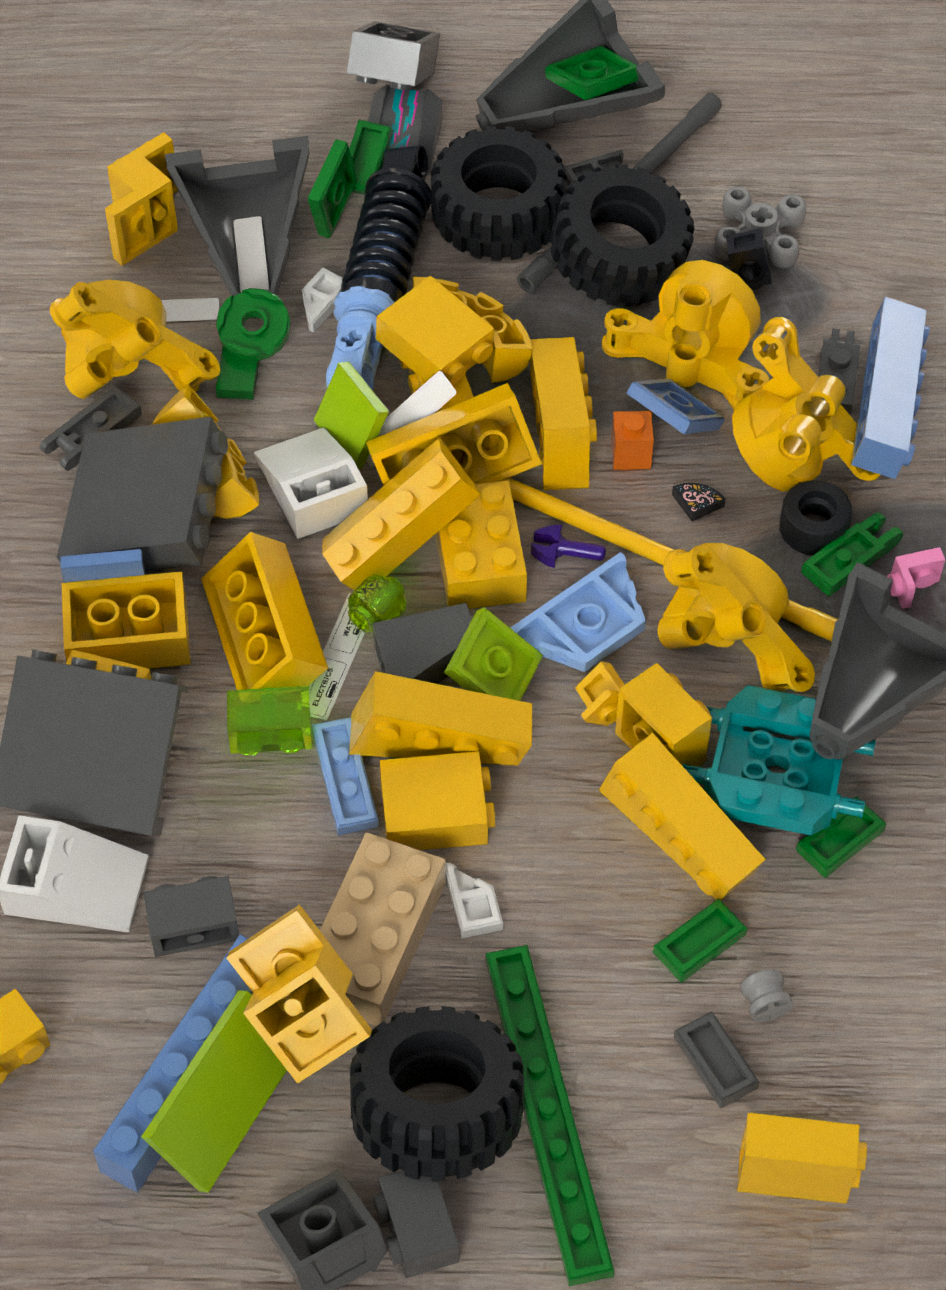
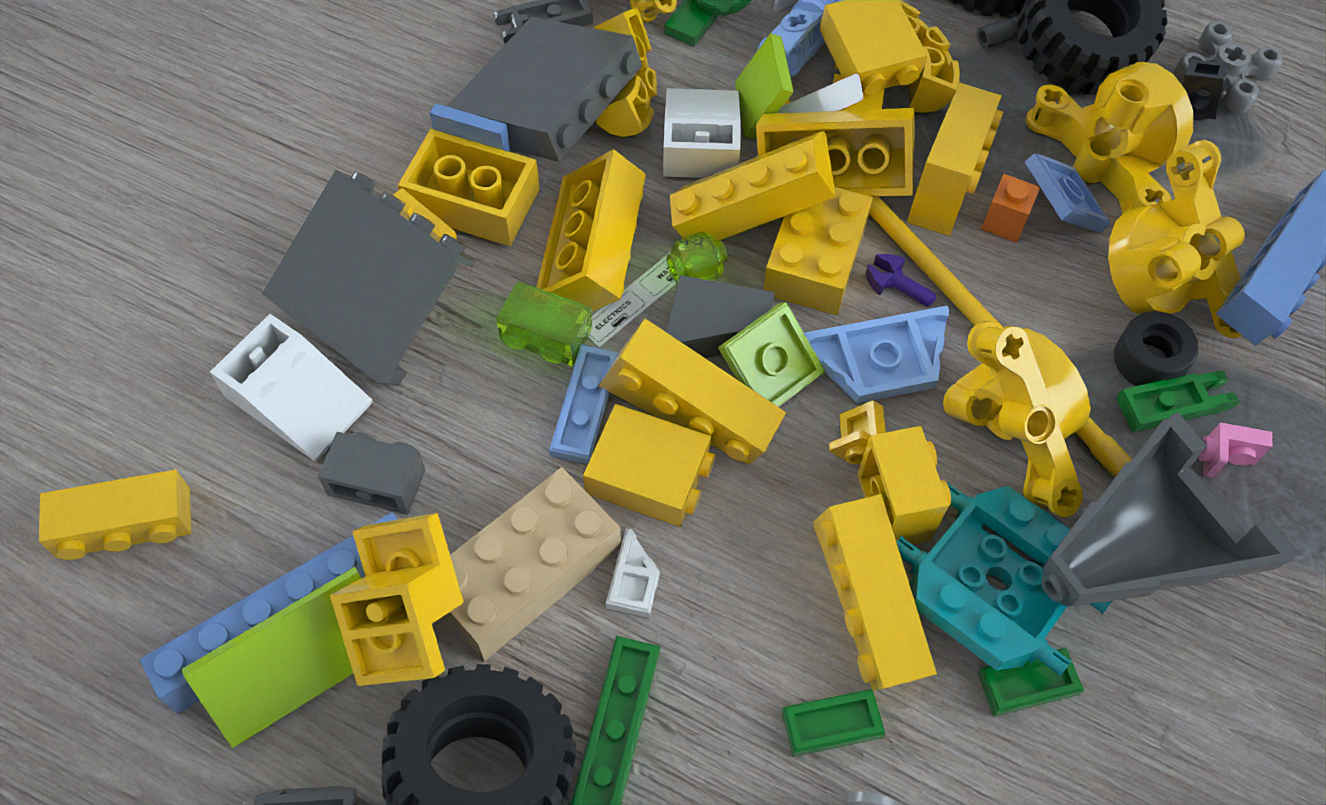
camera: 25 degrees right, 5 degrees up
(697, 499) = (1047, 287): black tile -> none
(841, 361) = (1253, 214): dark grey hinge -> none

